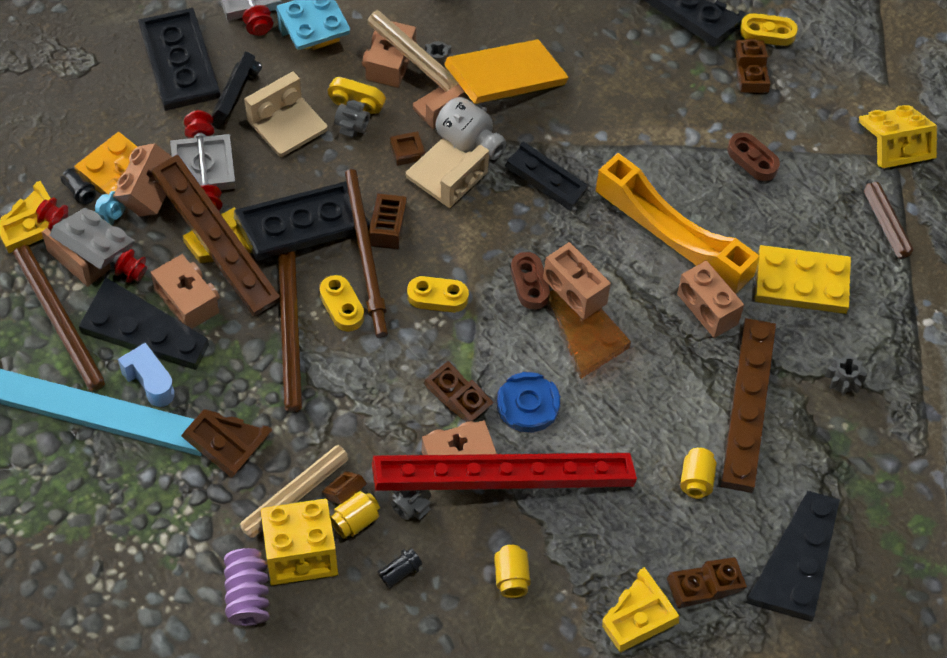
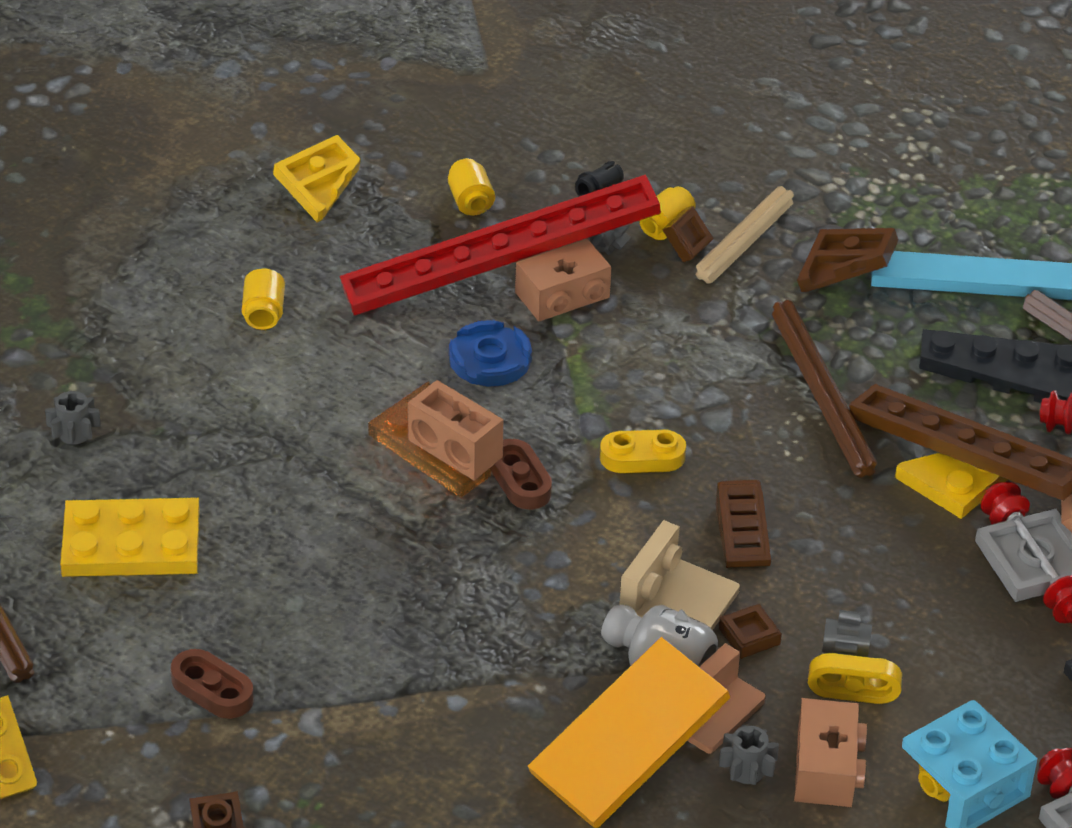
camera: 170 degrees right, 15 degrees down
(150, 373) = (971, 308): light blue leg -> none
(185, 291) = (975, 391): nougat brick -> none
(244, 69) = (1047, 692): black hinge -> none
(245, 587) = (760, 135): lavender piece -> none
(283, 115) = (948, 633): tan bracket -> none
(297, 221) = (860, 496): black tile -> none
(299, 541) = (721, 175): yellow bracket -> none
(341, 300) = (767, 424): yellow plate -> none
(375, 305) = (722, 423): reddish brown bar -> none
(412, 50) = (795, 717): tan axle -> none
(458, 394) = (575, 346): reddish brown slope -> none
(546, 176) = (531, 610): black hinge -> none
(633, 194) = (395, 588): light orange arch -> none
(704, 584) = (232, 217): reddish brown slope -> none
(710, 299) = (265, 473): nougat brick -> none
(748, 406) = (202, 389): reddish brown plate -> none
(797, 566) = (131, 247): black wing -> none

